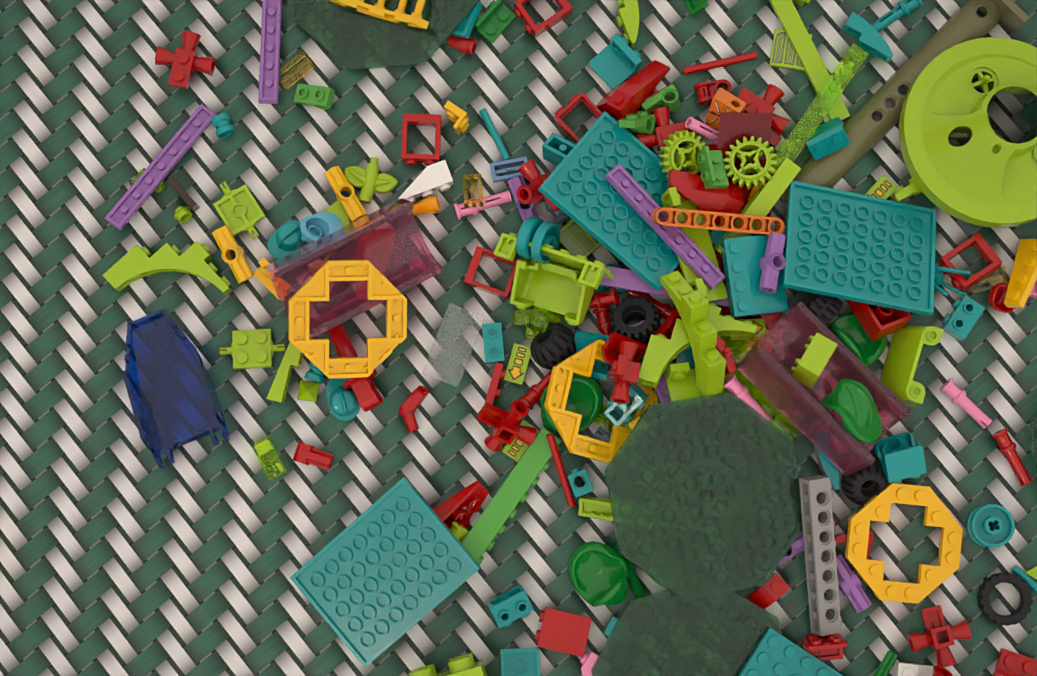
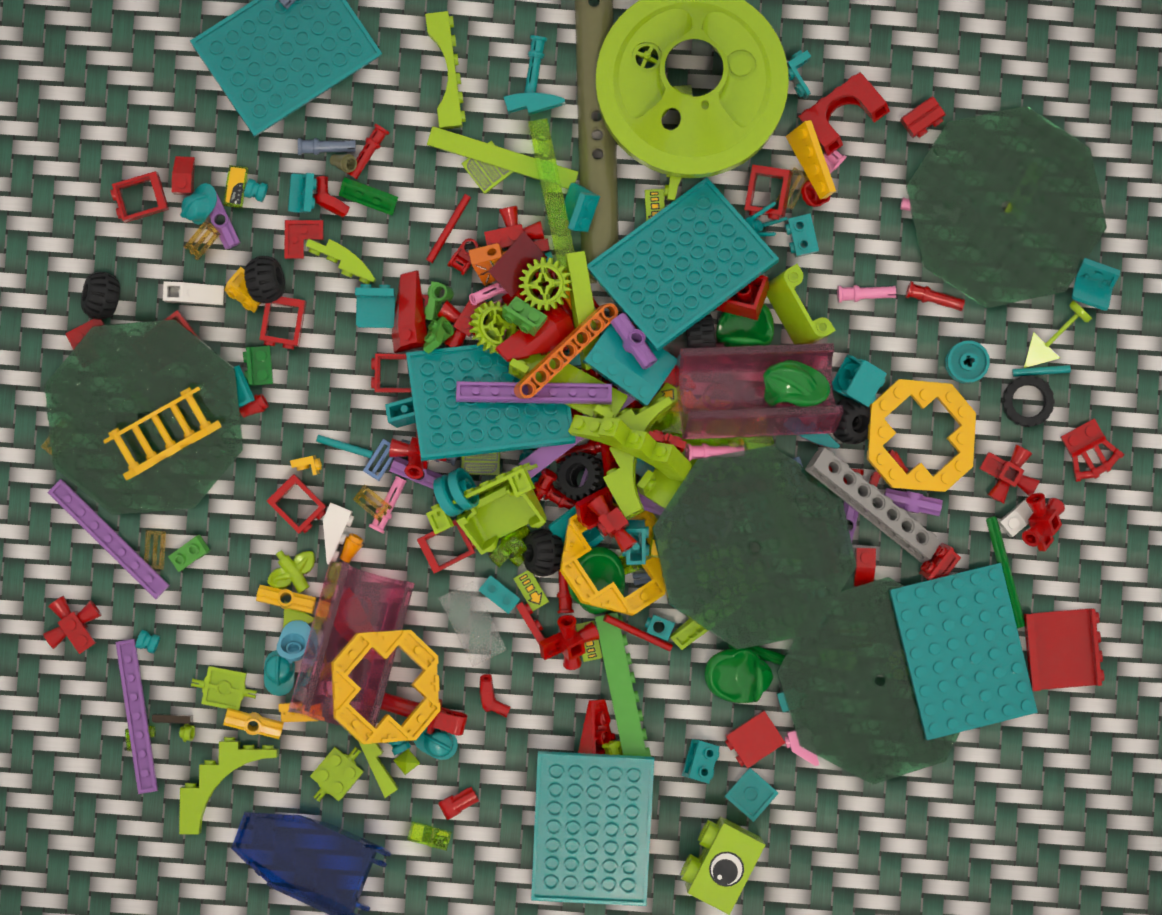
camera: 45 degrees left, 5 degrees up
(813, 360) = (731, 381): lime container -> none

